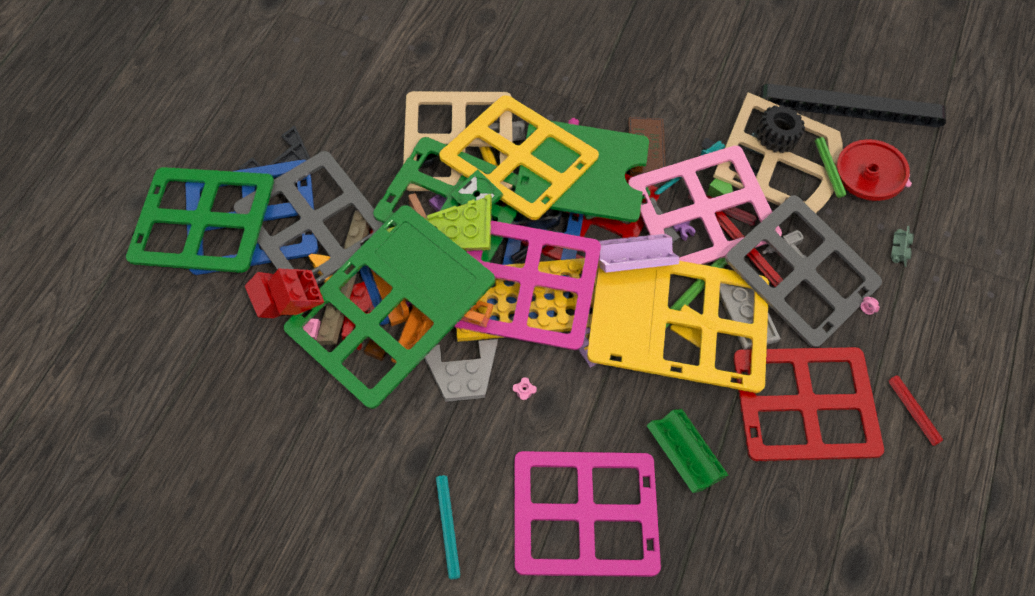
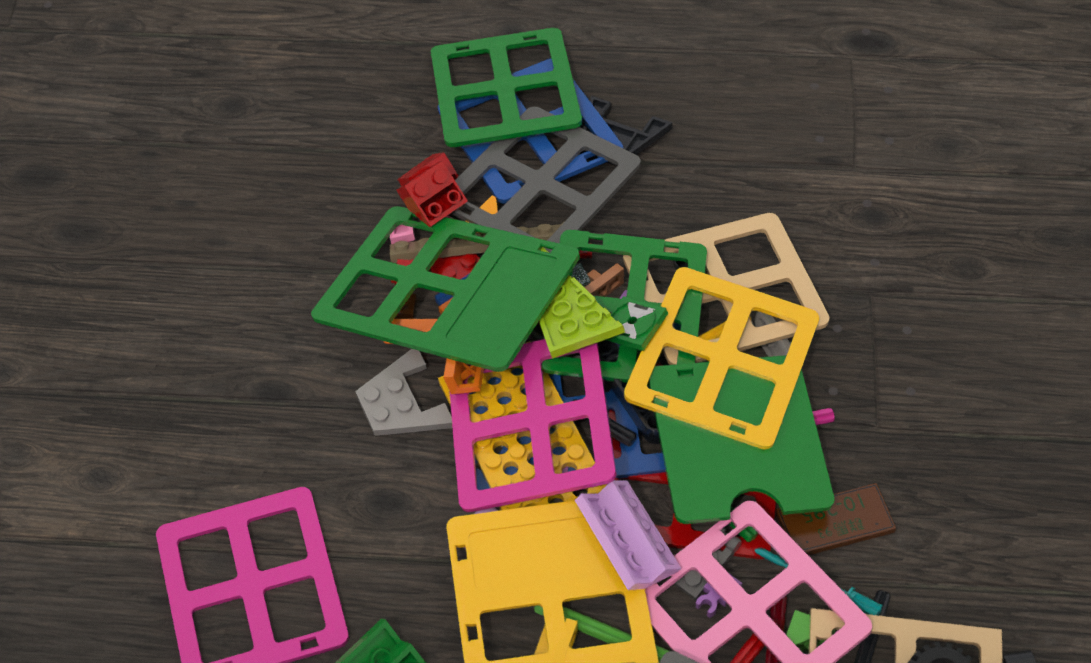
camera: 80 degrees right, 5 degrees down
(448, 527) = (195, 443): teal axle -> none
(524, 394) = (395, 477): bright pink plate -> none

